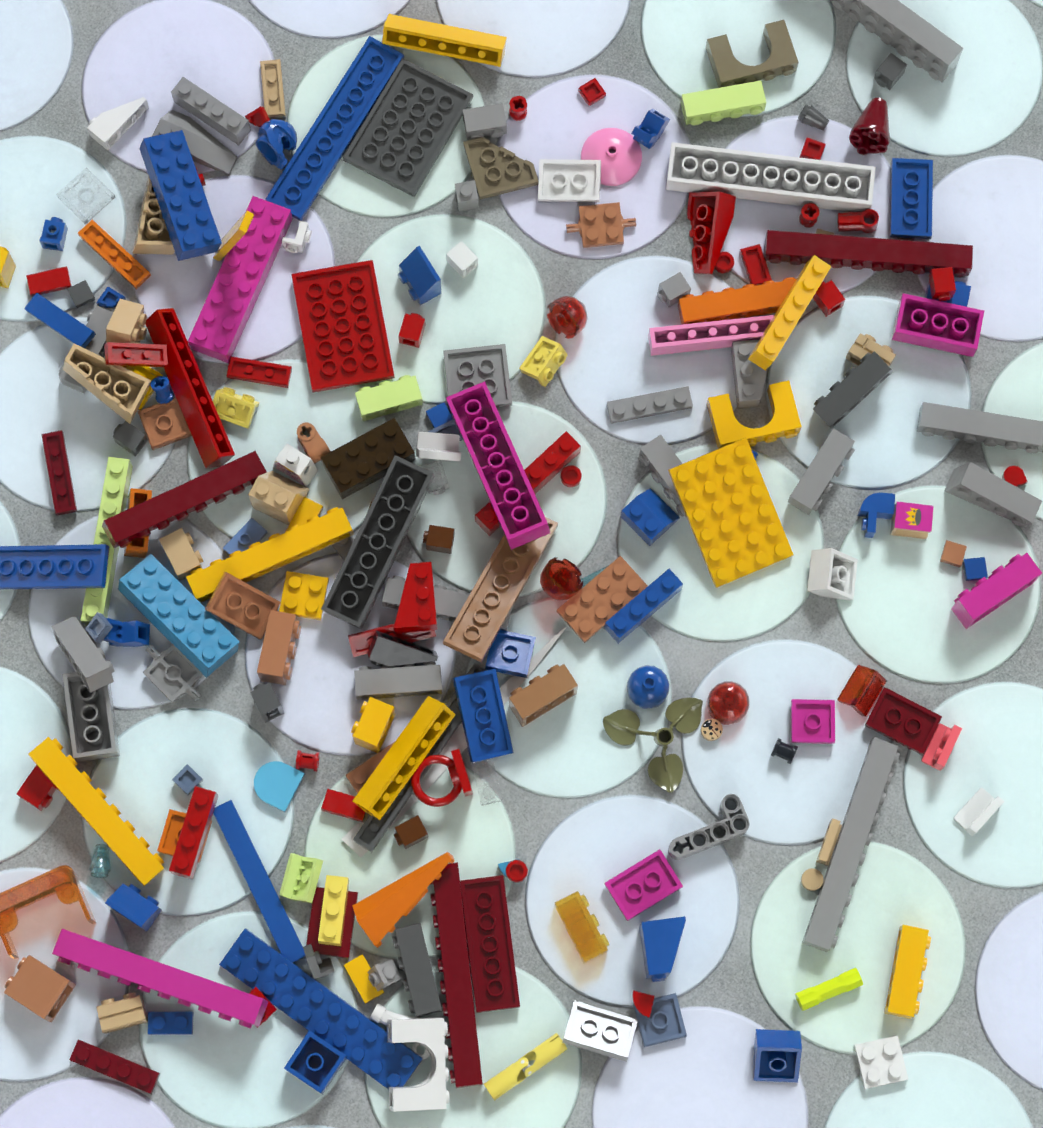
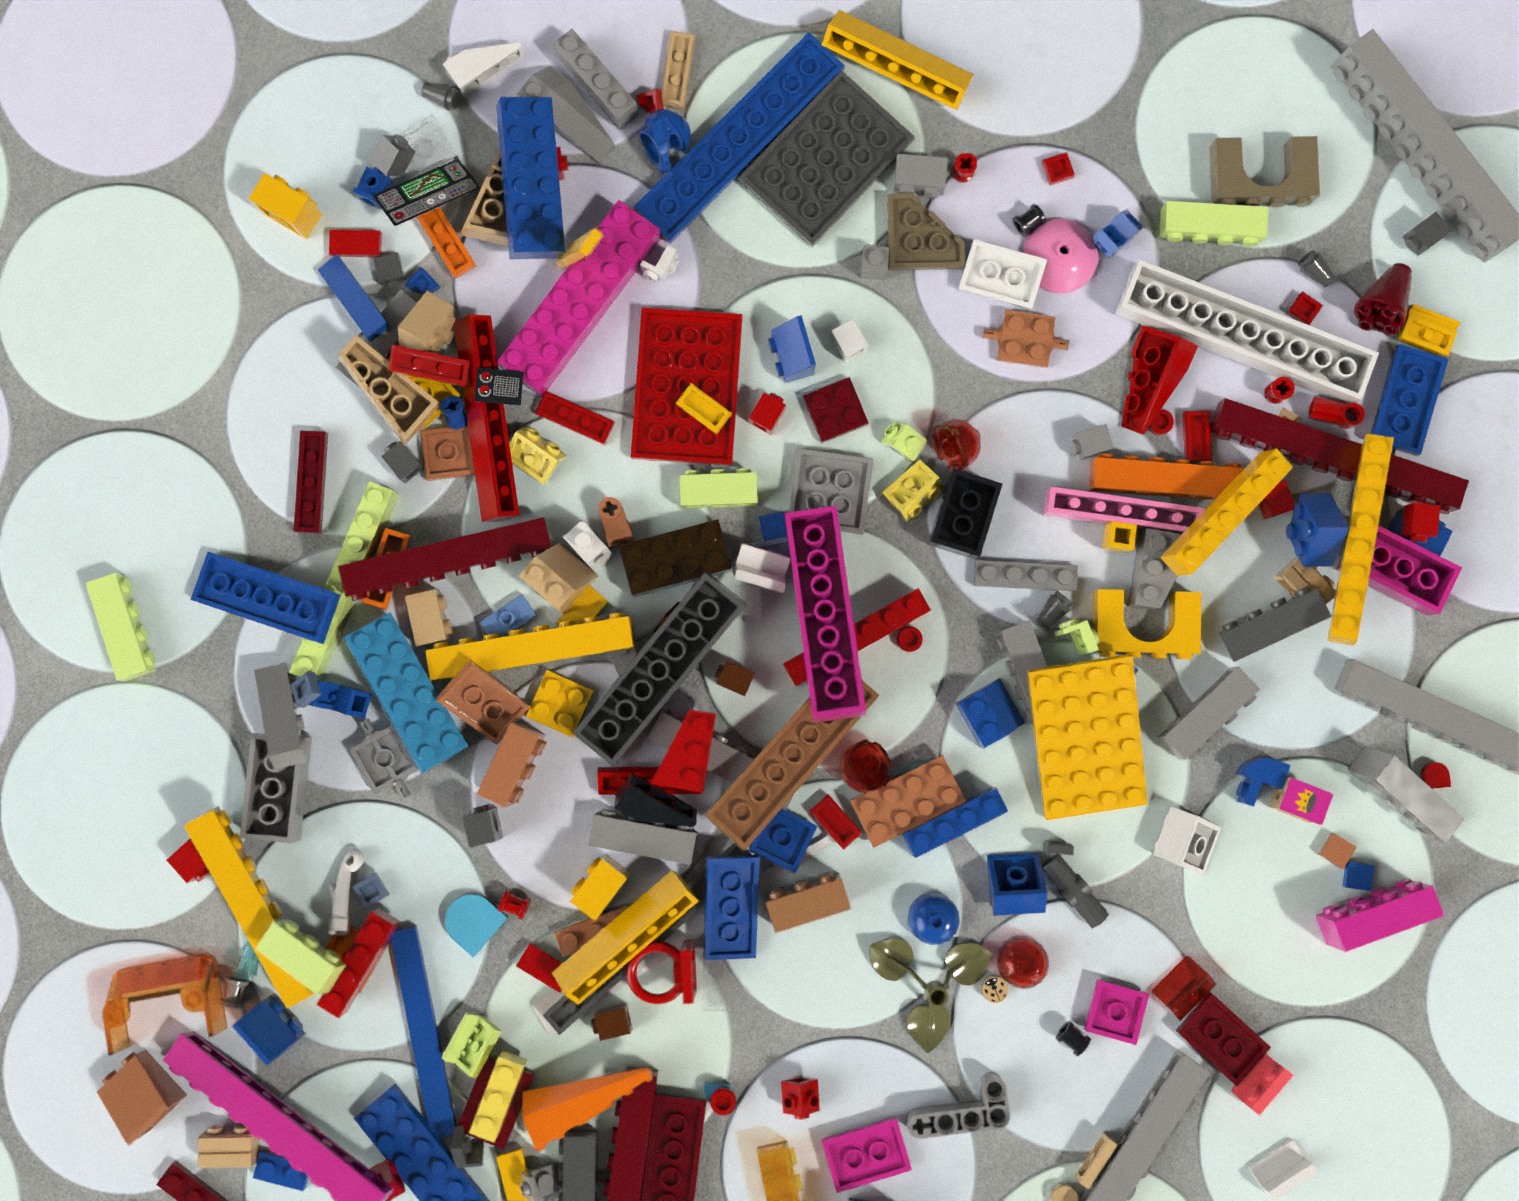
camera: 15 degrees right, 10 degrees up
(64, 205) = (392, 155): none -> dark grey brick
(93, 152) = (443, 95): none -> dark grey cone
(95, 888) = (233, 992): none -> light grey bush
(98, 227) = (426, 192): none -> sticker
(148, 831) = (301, 956): none -> yellowish green brick
(169, 807) = (341, 893): none -> white plant
(194, 358) = (498, 386): none -> black sticker
(360, 338) = (703, 408): none -> yellow tile
(465, 315) = (835, 410): none -> dark red plate
(525, 324) = (904, 440): none -> yellowish green bracket
(549, 631) = (835, 822): none -> red tile
(578, 851) = (800, 1096): none -> red brick
(579, 135) = (1029, 220): none -> black bush
(588, 367) = (965, 514): none -> black brick
(679, 423) = (1054, 609): none -> dark grey cone
(705, 435) = (1083, 636): none -> yellowish green bracket
(706, 642) = (1016, 884): none -> blue slope
(714, 355) = (1119, 537): none -> yellow brick
(731, 605) = (1058, 847): none -> dark grey tile
(754, 635) = (1075, 890): none -> dark grey piece
(864, 309) = (1317, 530): none -> blue brick
(897, 307) = (1360, 539): none -> yellow brick
(912, 143) = (1429, 330): none -> yellow plate

